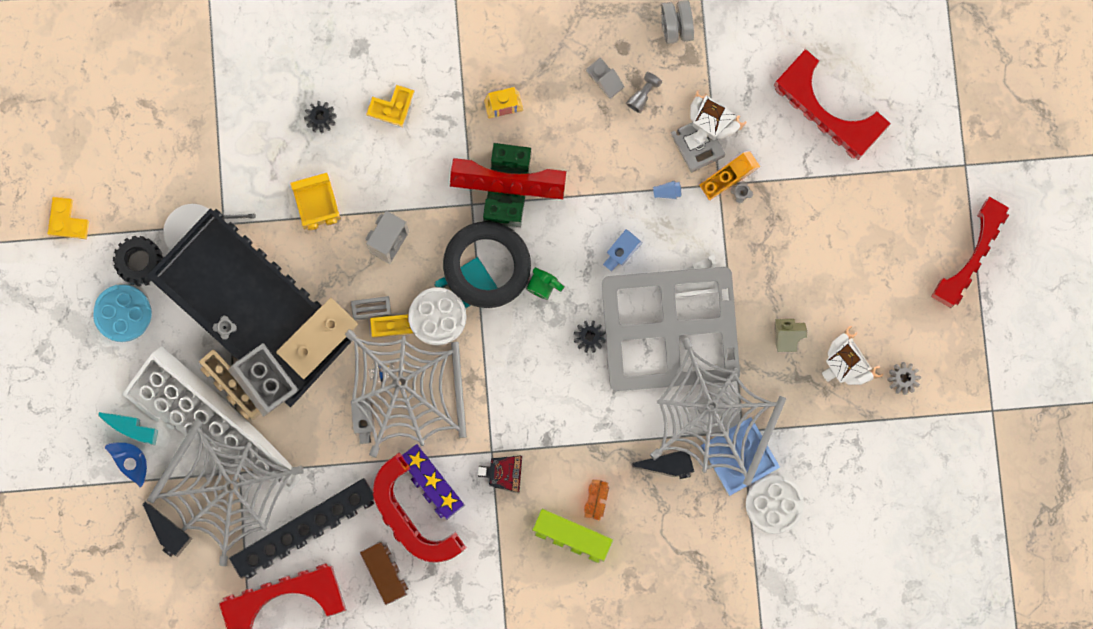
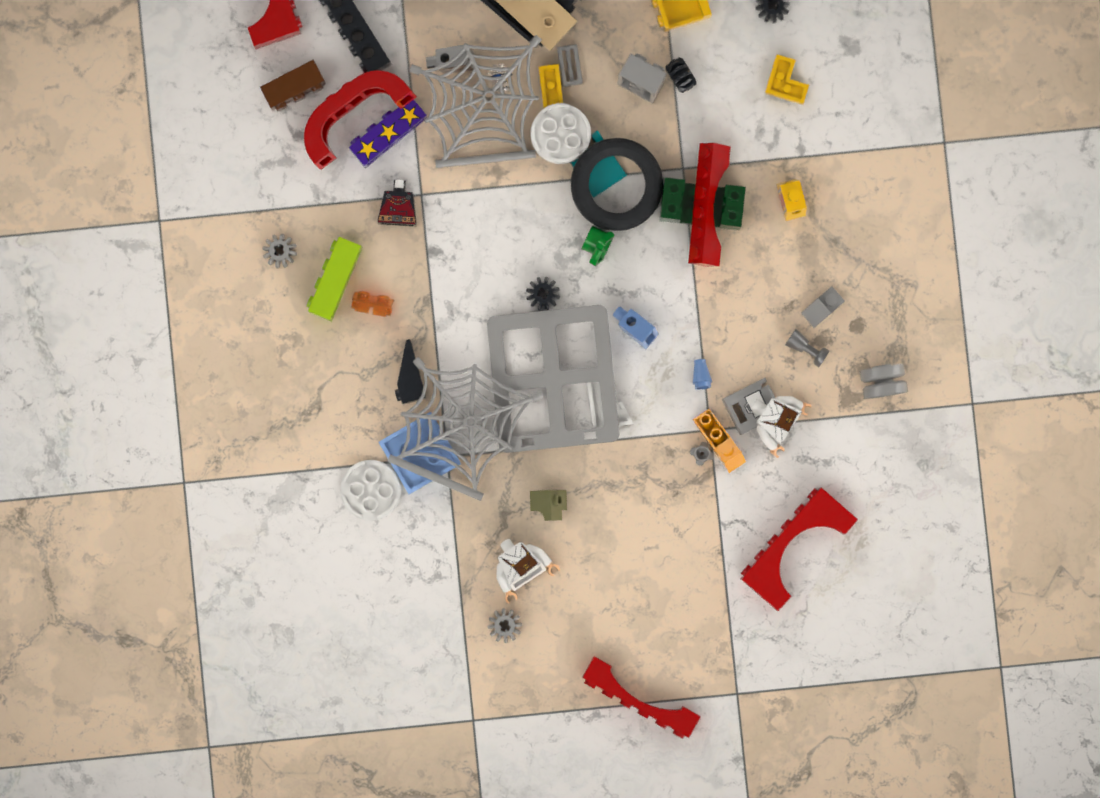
camera: 90 degrees right, 5 degrees up
(384, 201) = (681, 75): none -> black gear
(545, 594) = (272, 252): none -> light grey gear

